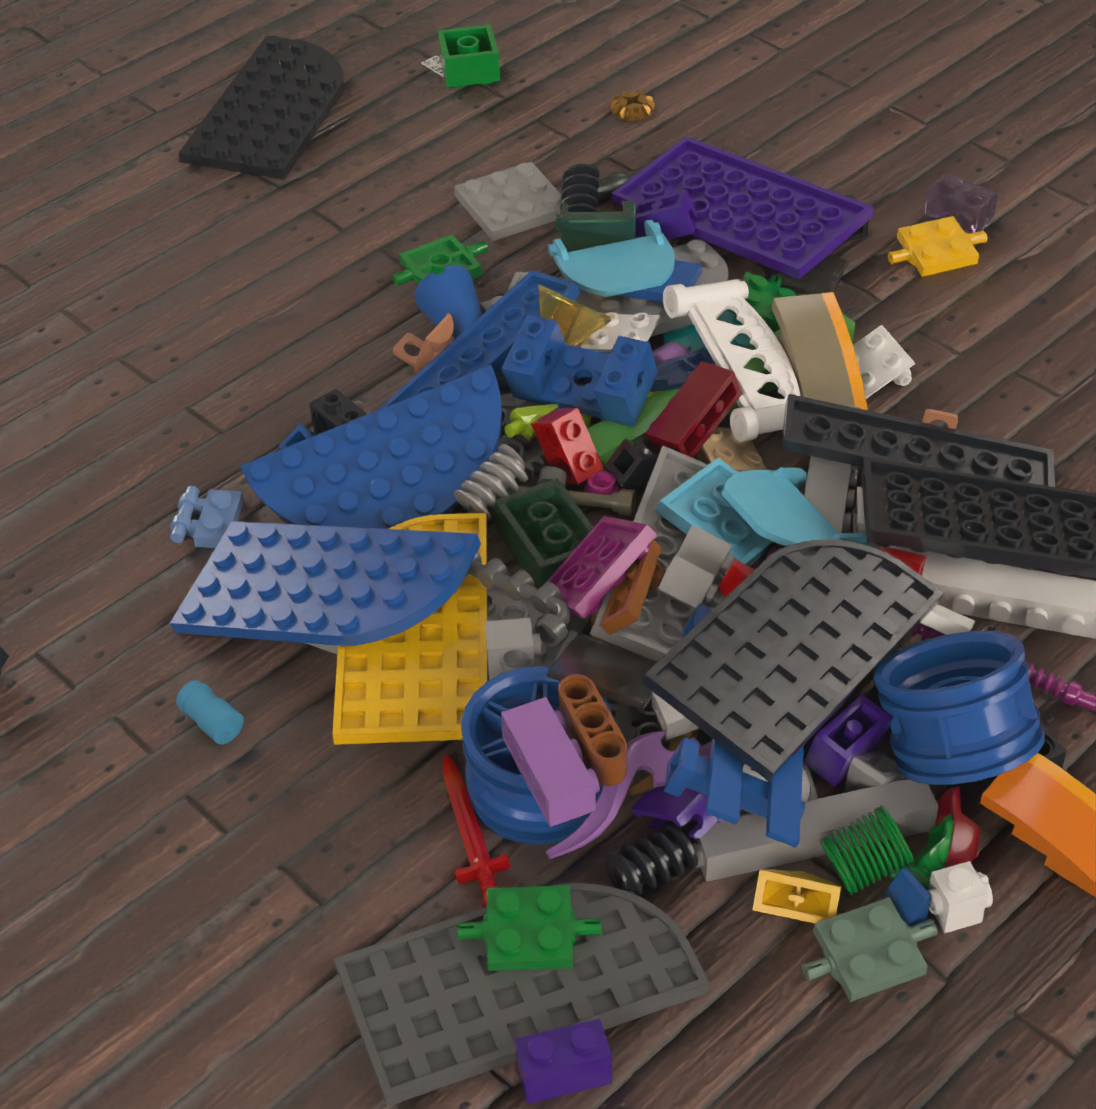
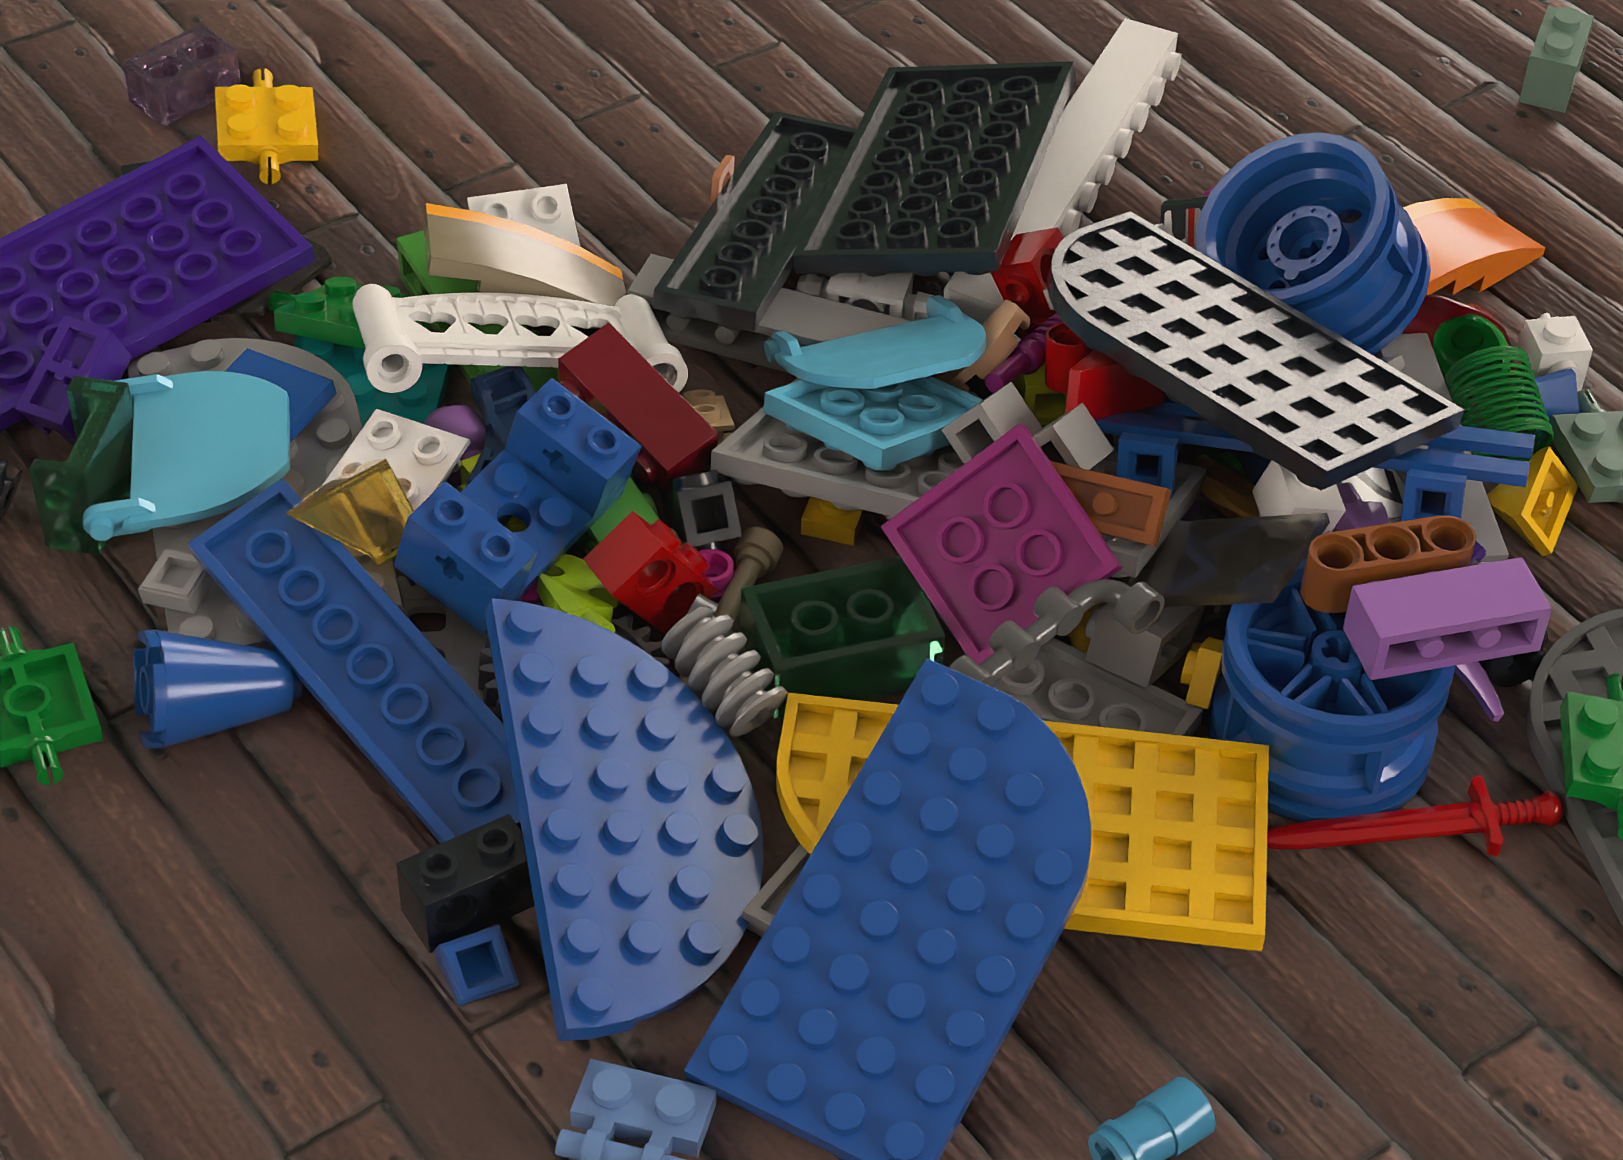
camera: 85 degrees left, 0 degrees up
(433, 344) = (288, 736): nougat piece -> none
(511, 645) = (1153, 676): light grey brick -> none

